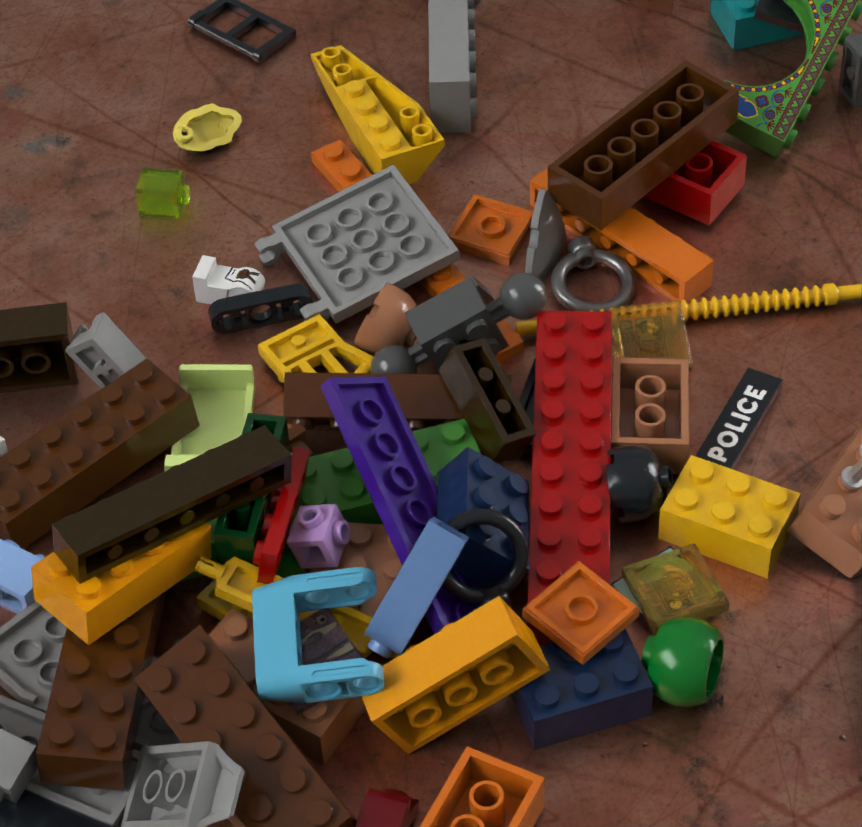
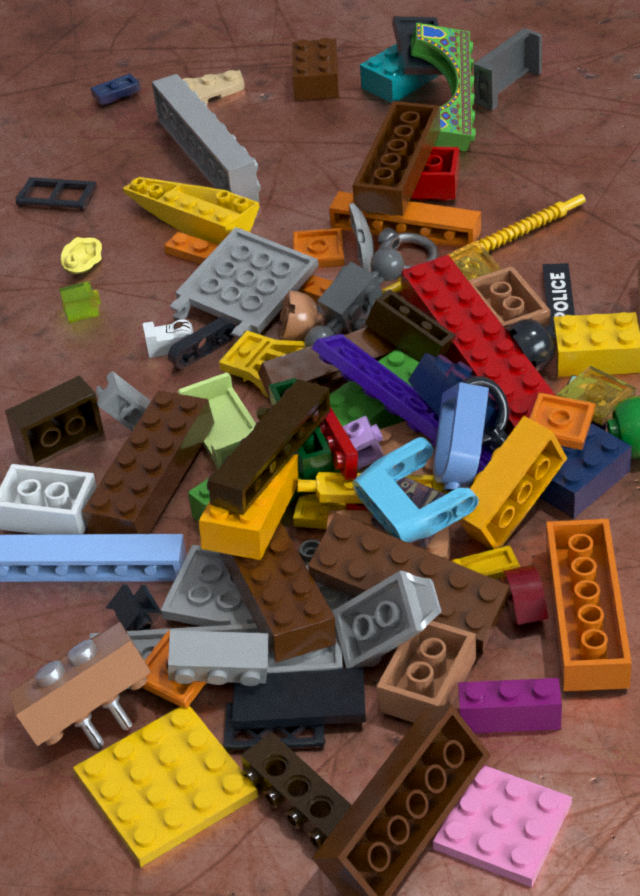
camera: 25 degrees left, 5 degrees down
(378, 767) = (490, 562): none -> yellow tile

